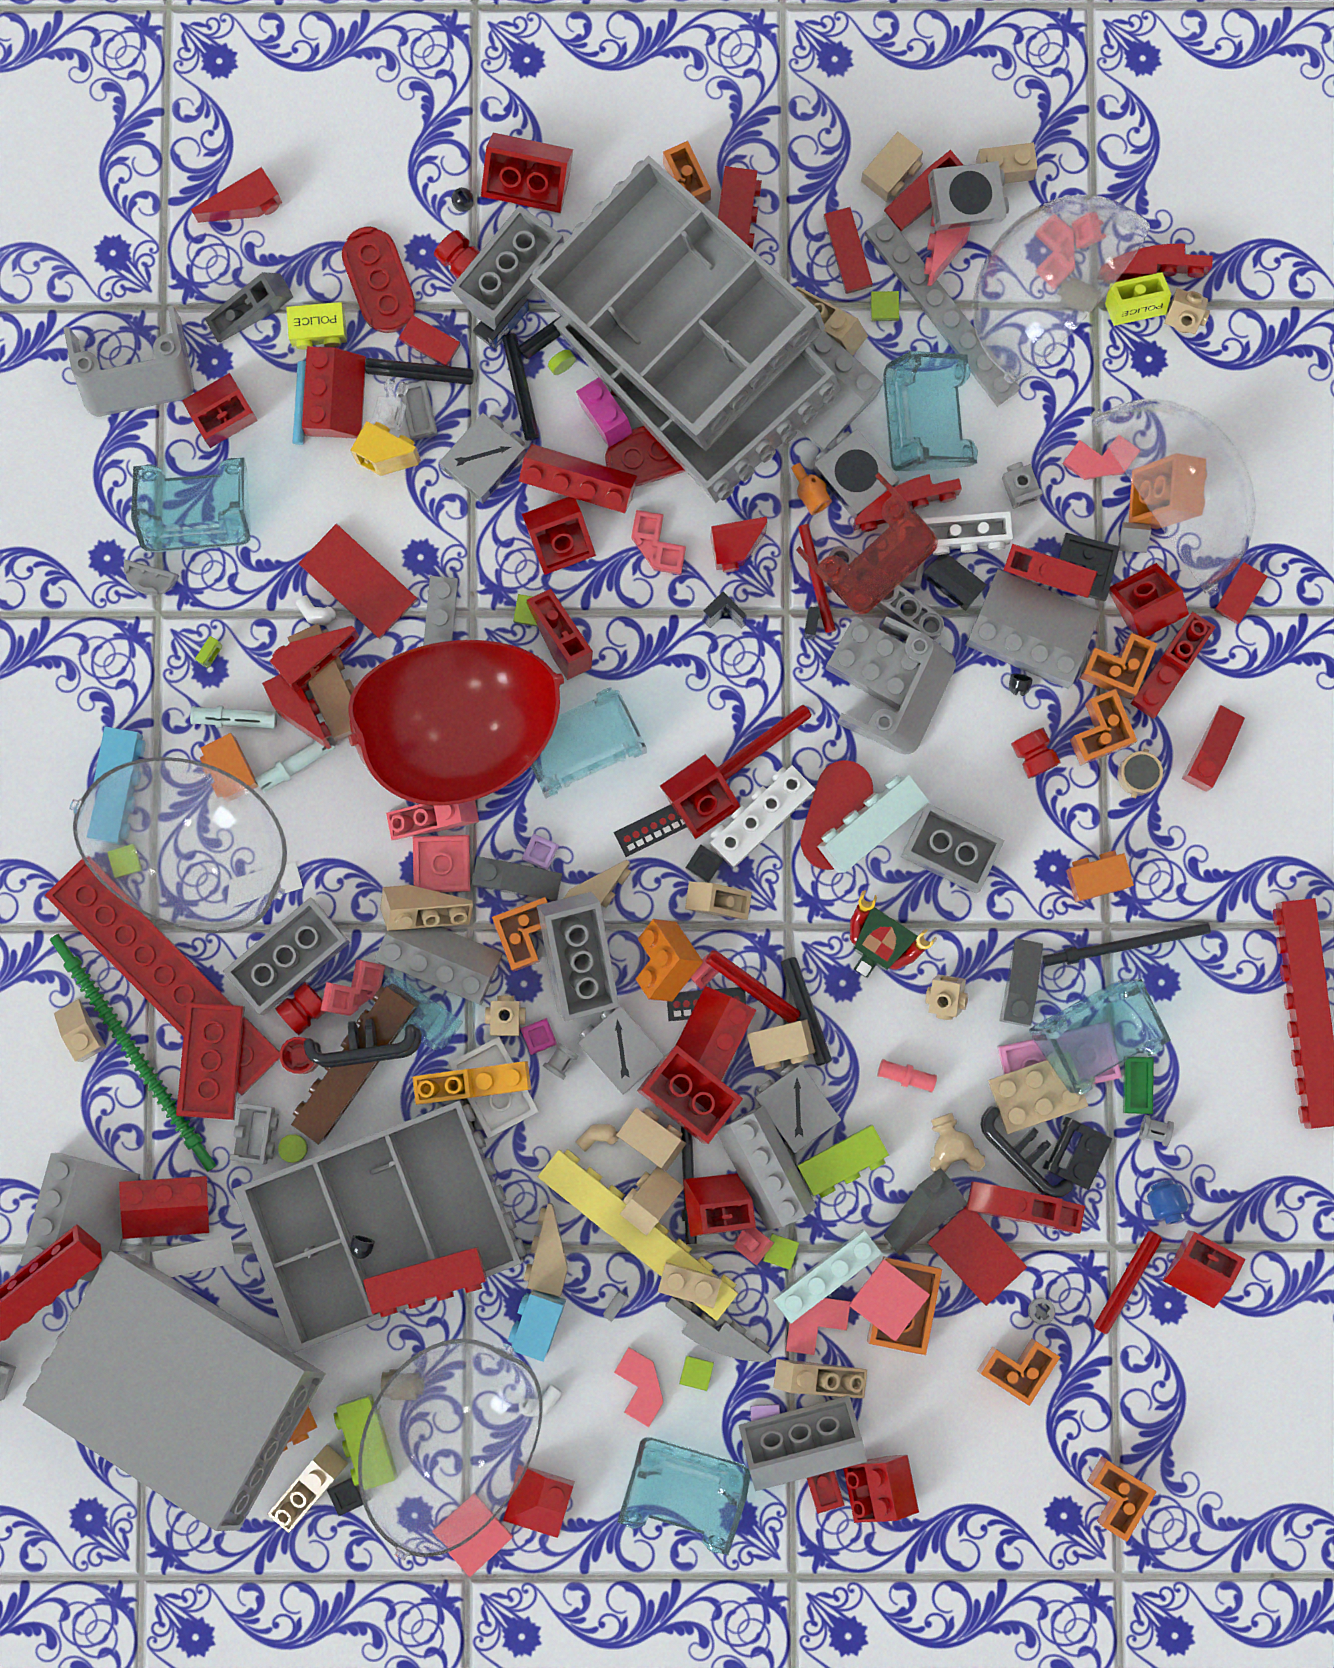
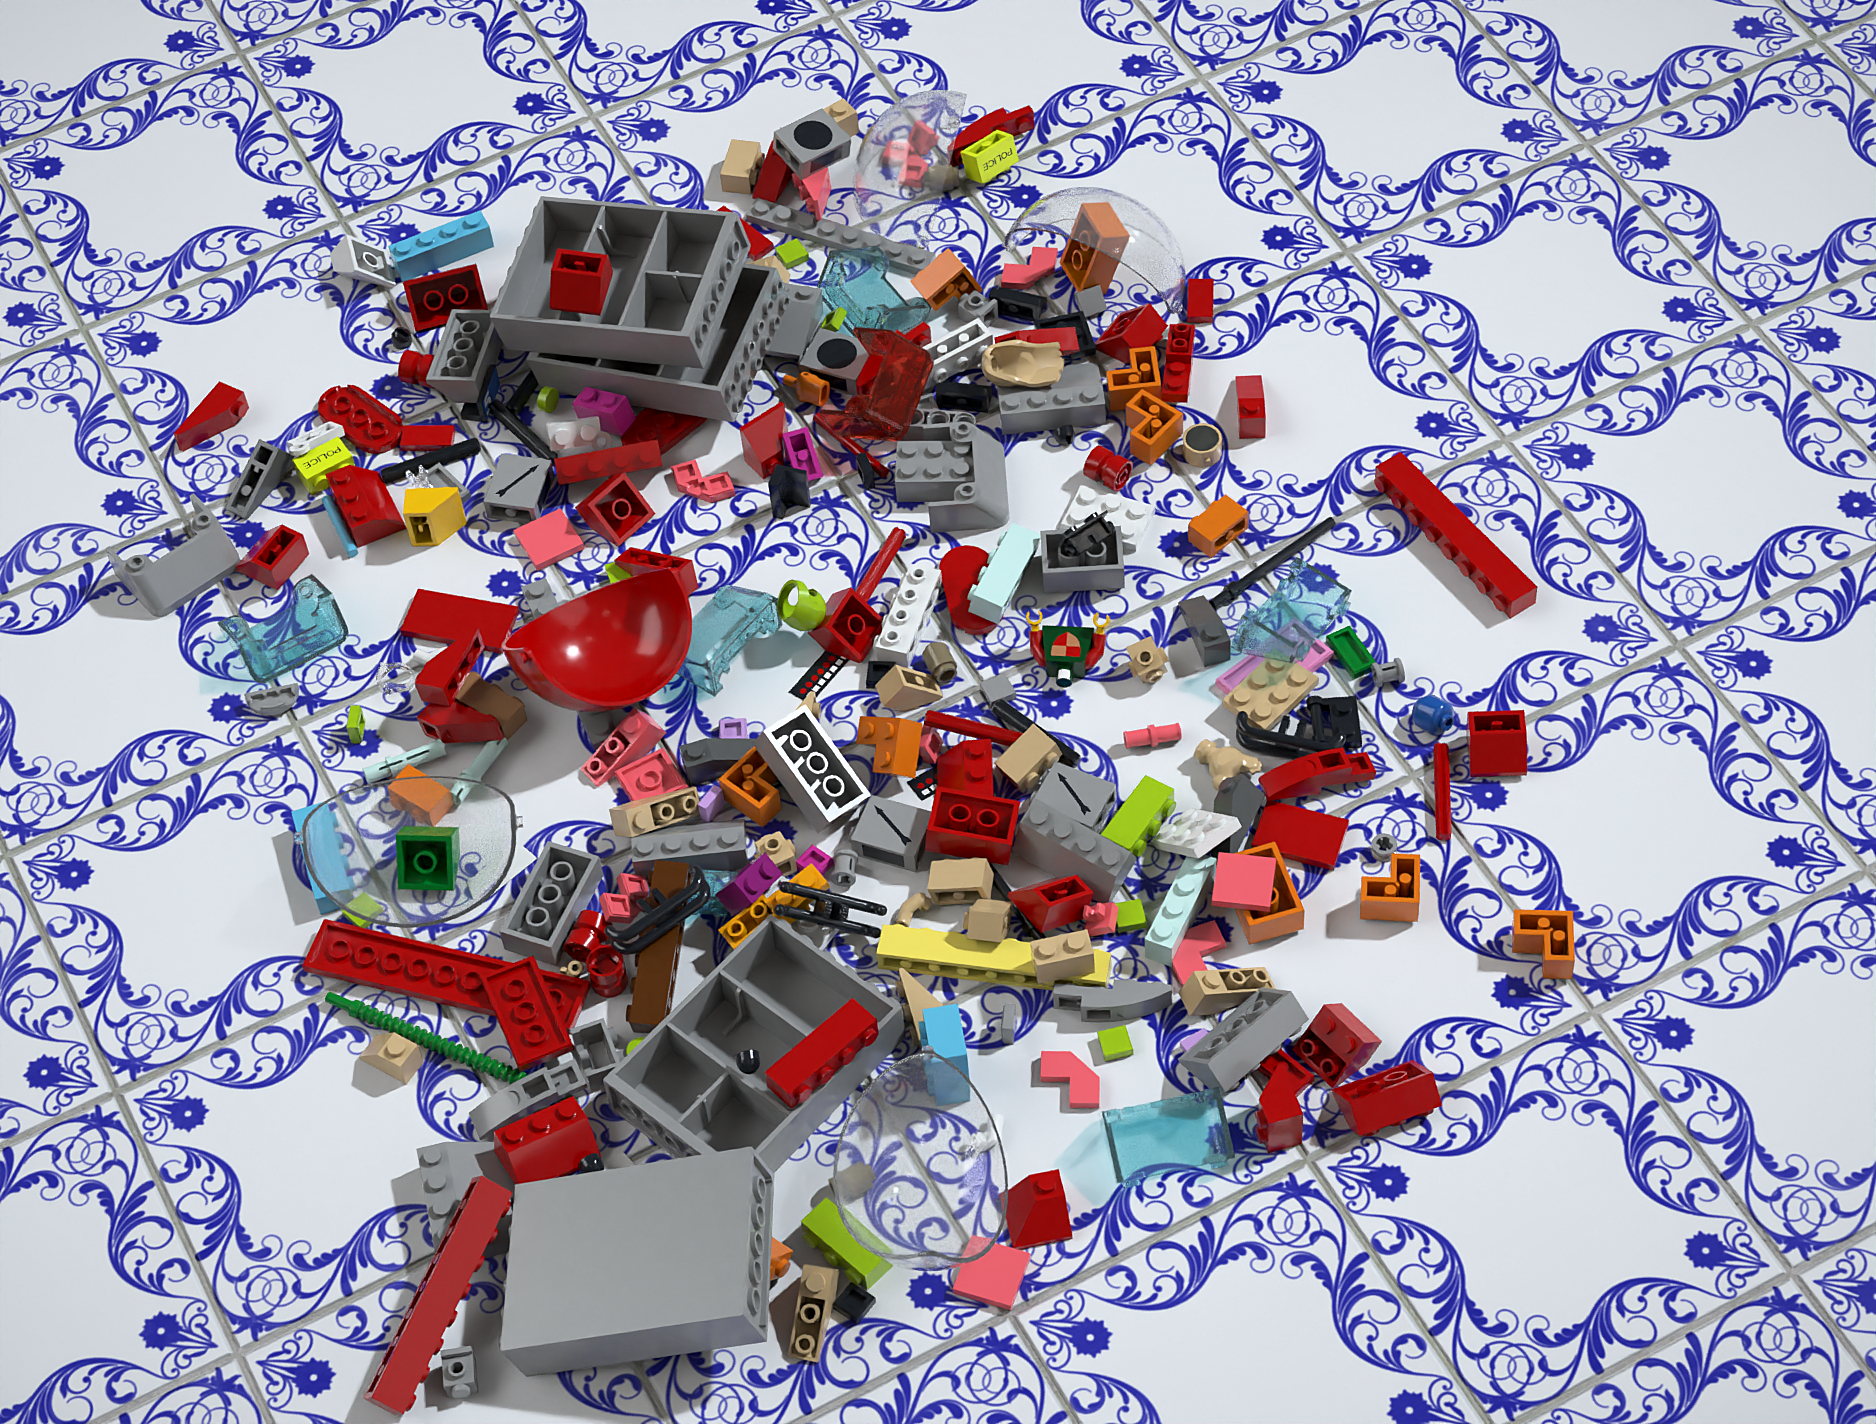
camera: 25 degrees left, 30 degrees down
(170, 1150) = (527, 1096): none -> light grey slope
(194, 1244) = (591, 1163): none -> black hinge
(201, 846) = (427, 857): none -> green slope
(259, 625) = (387, 687): none -> clear piece
(273, 1036) = (574, 969): none -> tan arm
(320, 287) = (314, 438): none -> white hinge
(462, 1045) = (748, 884): none -> magenta brick
(467, 85) = (362, 262): none -> white slope
(479, 925) = (711, 804): none -> lavender tile
(483, 531) = (549, 539): none -> coral tile
(517, 1113) = (830, 909): none -> black piece
(551, 105) = (441, 246): none -> medium azure brick
(565, 427) = (577, 434): none -> white hinge
(625, 305) = (579, 281): none -> red slope
(662, 772) = (807, 612): none -> lime helmet
(760, 575) = (801, 452): none -> dark pink slope
(762, 884) = (940, 662): none -> dark tan brick
(788, 1535) = (1279, 1114): none -> red slope
(799, 943) = (998, 688): none -> light grey tile
(876, 421) = (834, 319): none -> lime tile
(880, 1216) = (1195, 833): none -> white plate
(892, 1563) = (1388, 1098): none -> red slope
(952, 837) = (1094, 527): none -> black hinge
(1006, 804) = (1124, 512): none -> white plate
(1009, 441) = (944, 279): none -> orange brick
(1020, 597) = (1022, 363): none -> tan hair
(1066, 495) = (1018, 303): none -> black panel
(1187, 311) = (1025, 152): tan brick -> none

